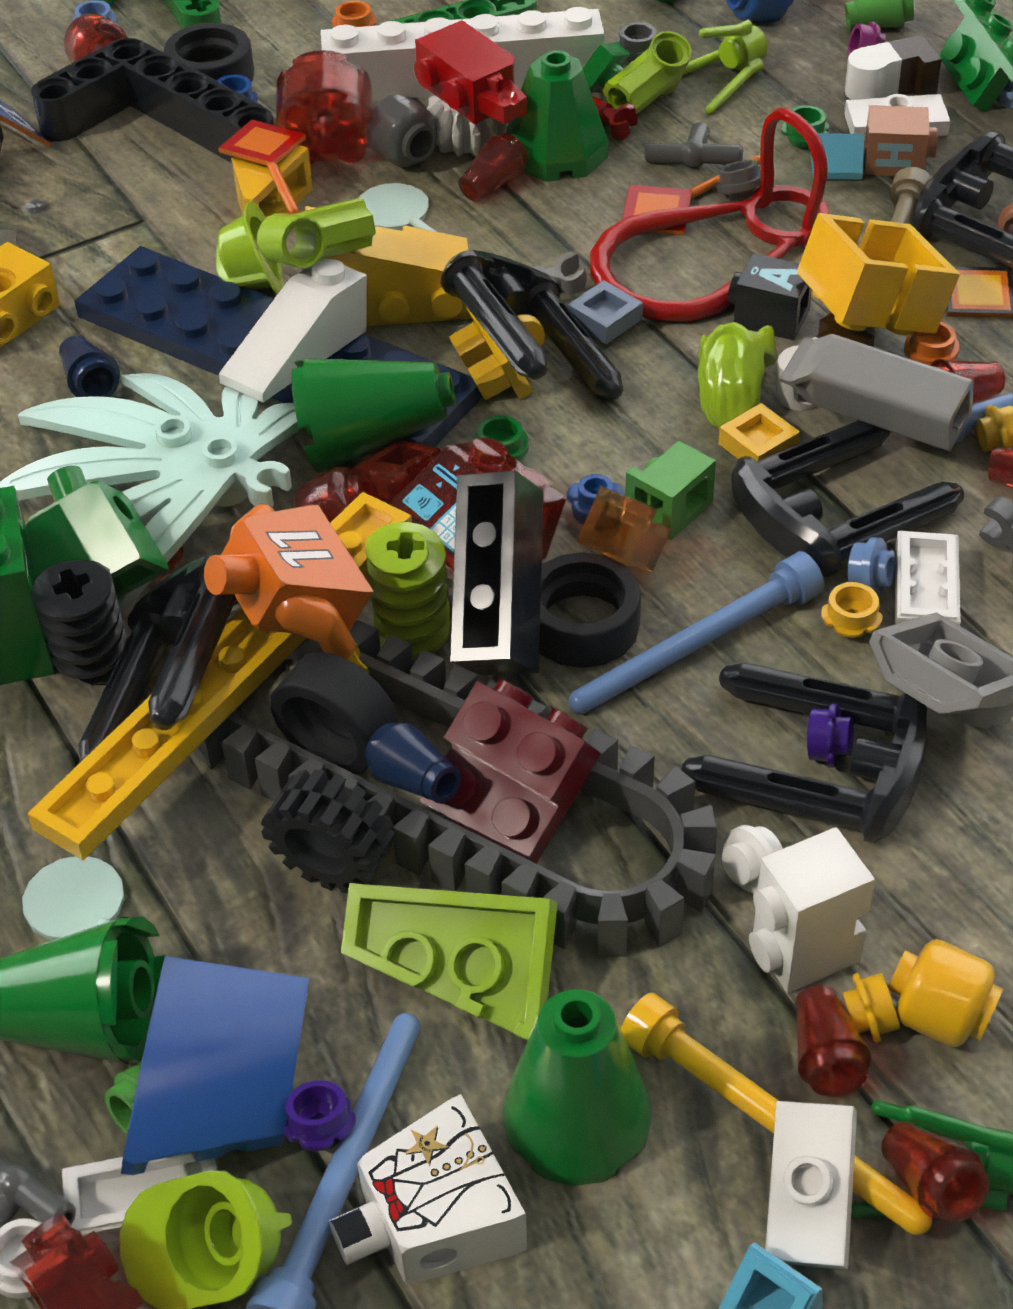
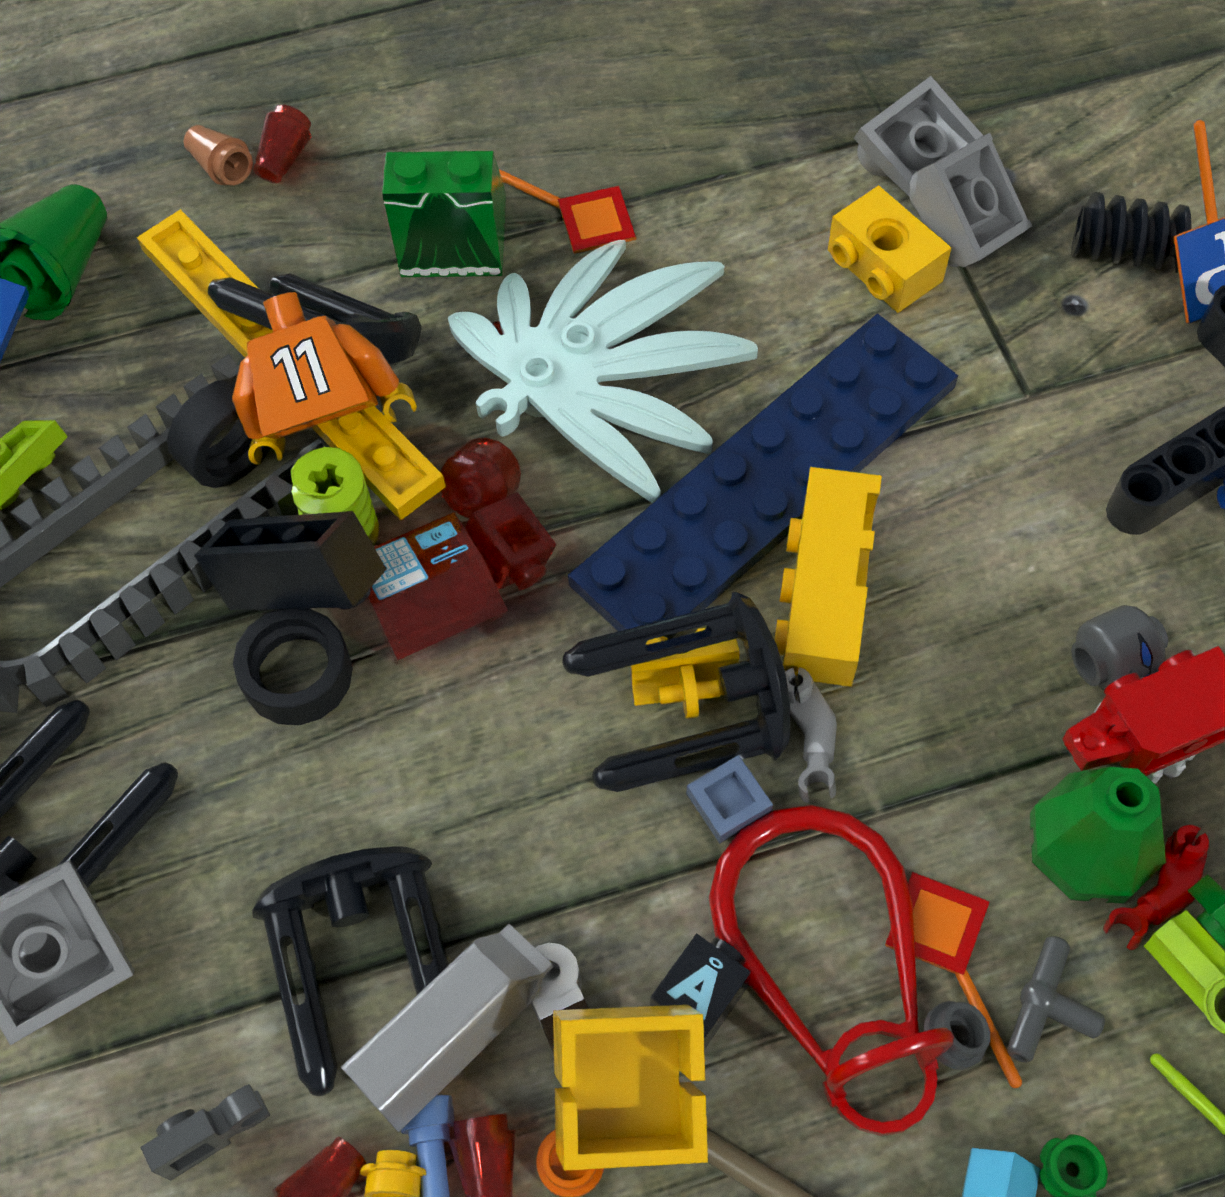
camera: 105 degrees right, 15 degrees up
(72, 897) = (146, 281): light aqua piece -> none
(80, 619) = (390, 263): black piece -> none
(88, 368) = (766, 315): dark blue cone -> none
(94, 526) = (475, 278): green torso -> none
(240, 257) = (909, 459): lime piece -> none
(256, 184) = (1032, 496): yellow slope -> none
(266, 146) = (1075, 482): orange piece -> none
(307, 319) = (719, 468): white slope -> none
(318, 232) = (796, 451): lime piece -> none
(327, 103) = (1157, 560): clear red brick -> none
(328, 830) = (102, 406): black tyre -> none
(365, 405) = (591, 501): green cone -> none
(397, 206) = (997, 632): light aqua piece -> none
(410, 762) = (139, 477): dark blue cone -> none
(495, 165) = (1036, 742): clear red cone -> none
(506, 431) = (546, 646): green plate -> none
(514, 769) = (112, 553): dark red plate -> none
(584, 493) = (442, 732): blue plate -> none
(624, 530) = (343, 704): clear orange brick -> none
(675, 484) = (418, 784): bright green brick -> none
(733, 369) = (567, 894): lime piece -> none
(757, 434) = (470, 900): yellow plate -> none
(794, 581) = (253, 862): medium blue piece -> none
(829, 735) = (53, 831): dark purple plate -> none
(852, 610) = (186, 902): yellow plate -> none
(872, 564) = (238, 947): medium blue plate -> none
(927, 576) = (201, 999): white plate -> none

